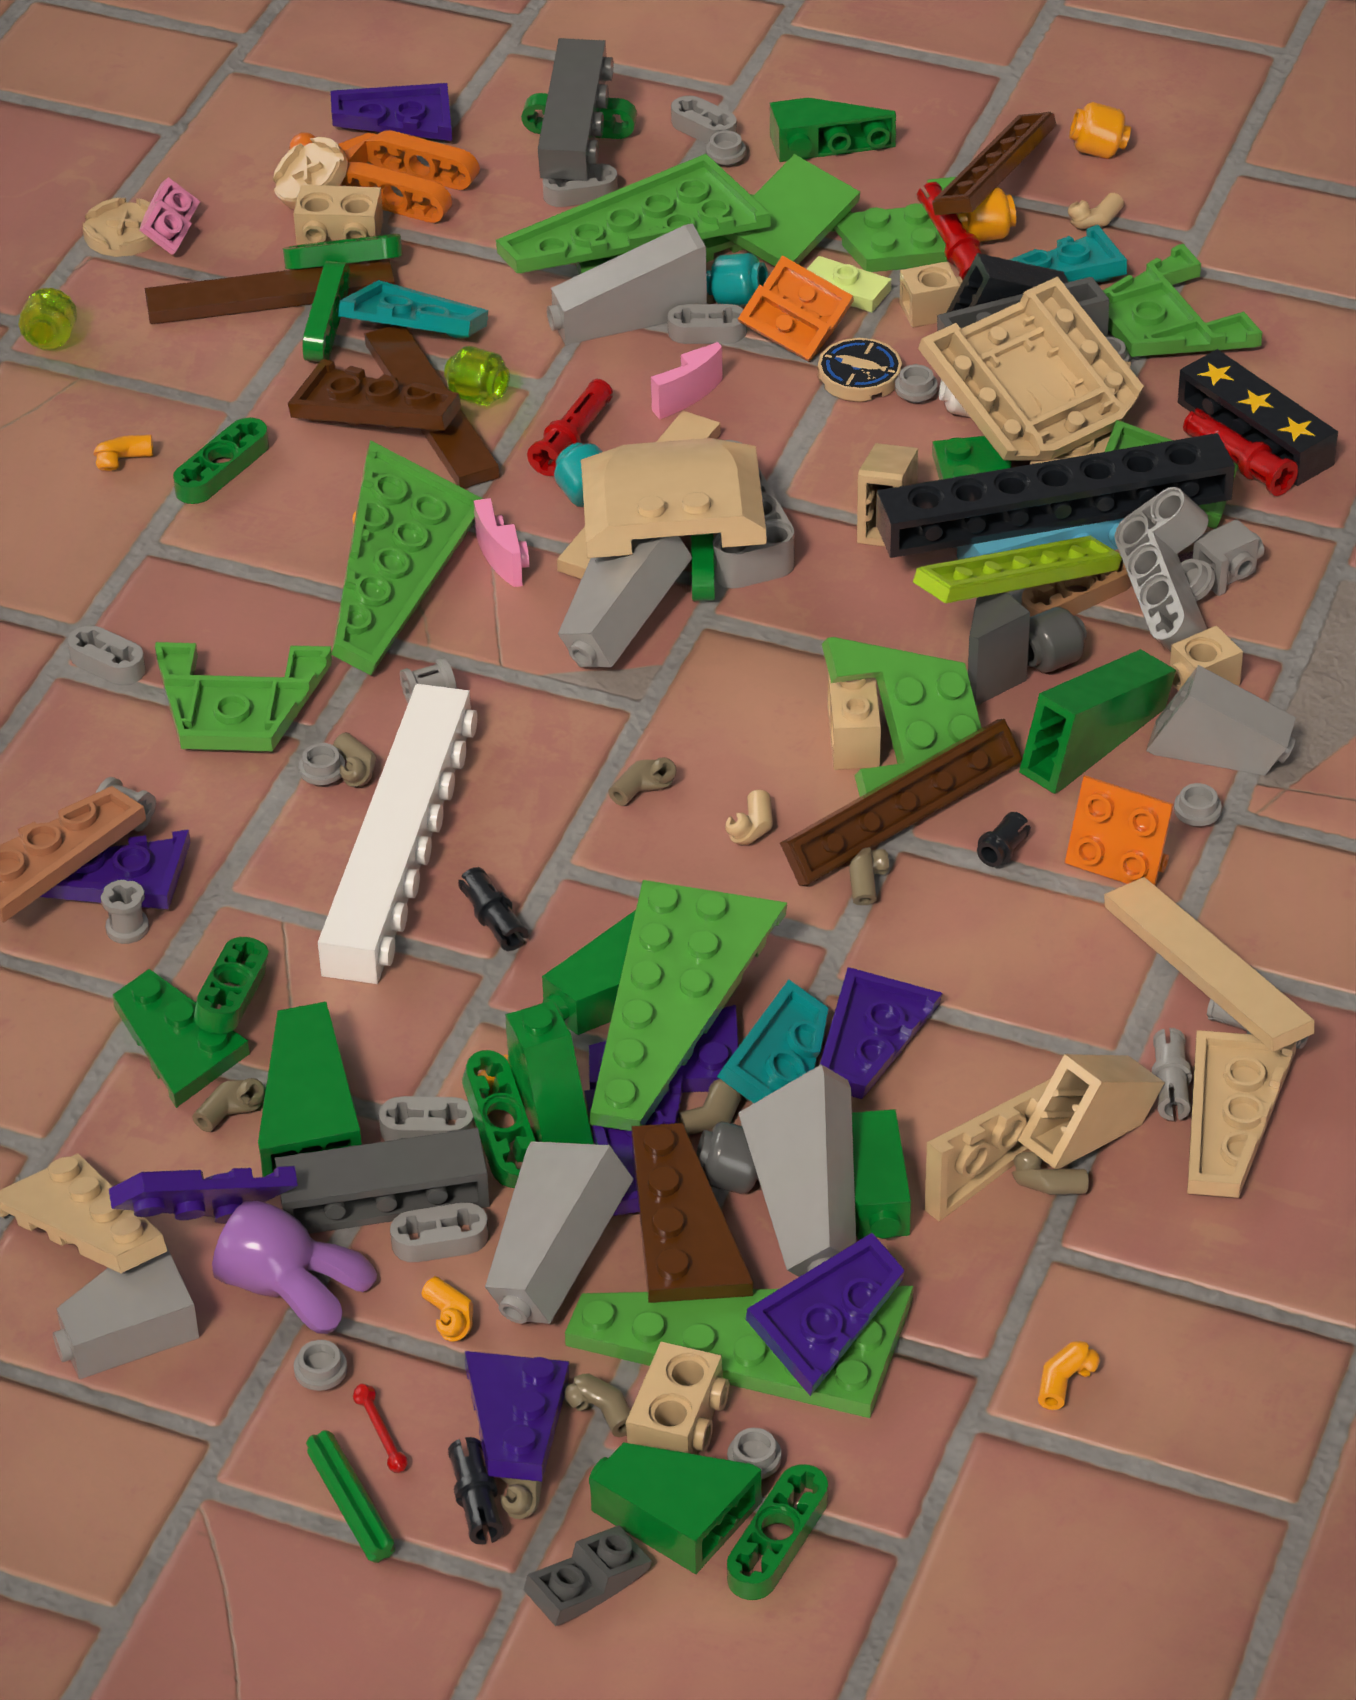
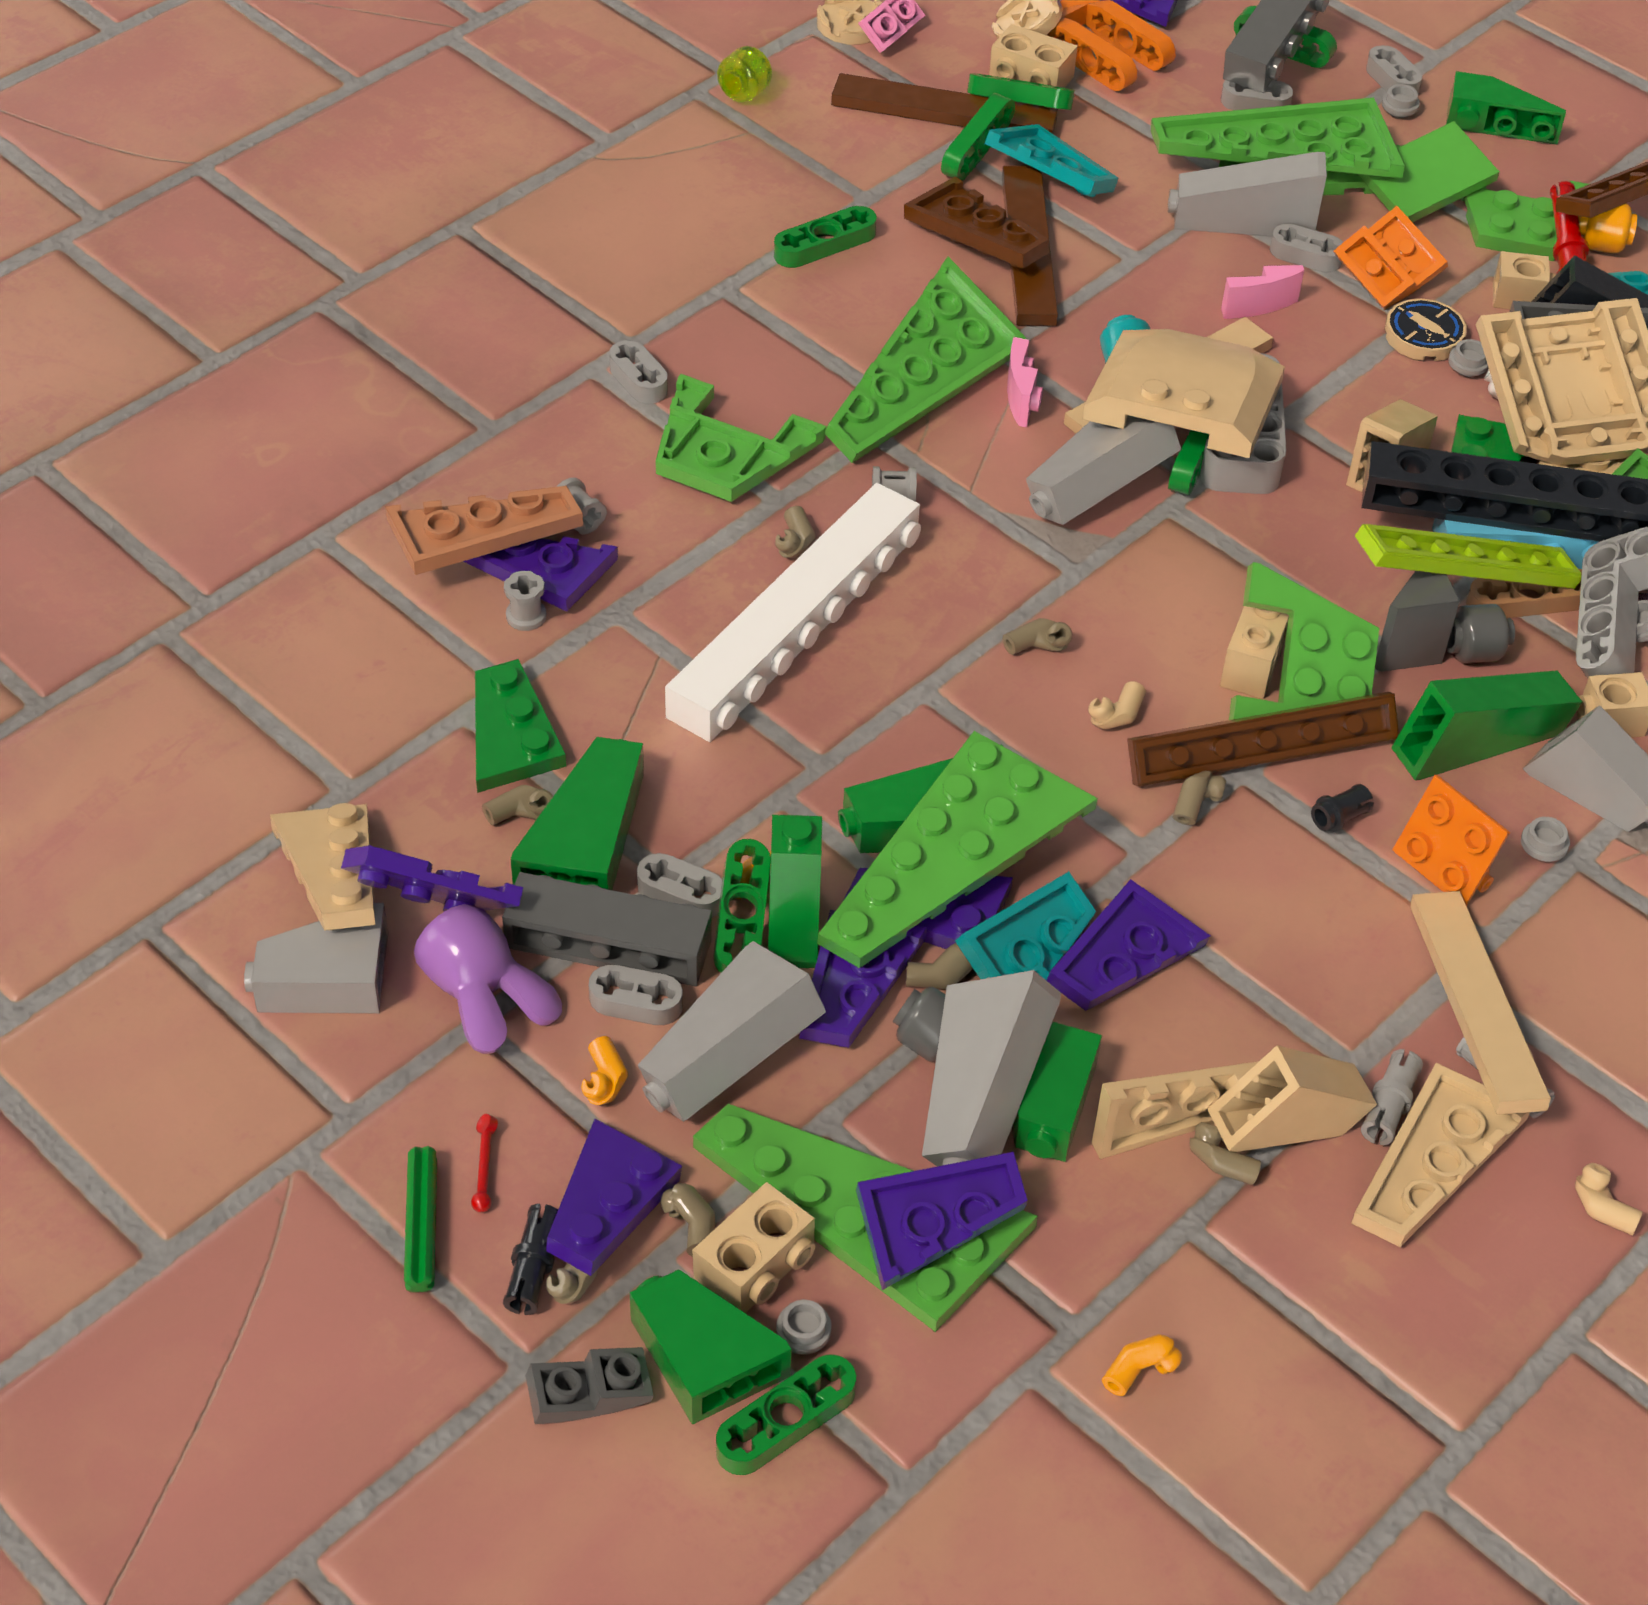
camera: 20 degrees right, 5 degrees up
(122, 447) = (748, 199): light orange arm -> none
(231, 998) = (571, 714): green beam -> none
(320, 1365) = (462, 1082): light grey plate -> none
(321, 764) = (763, 527): light grey plate -> none
(477, 375) = (1078, 230): clear neon green head -> none
(493, 909) = (843, 710): black pin -> none
(567, 431) = (1139, 299): red pin -> none
(681, 1224) = (848, 1074): reddish brown wing -> none
(735, 278) = (1348, 213): teal head -> none
(866, 287) = (1463, 256): yellowish green plate -> none

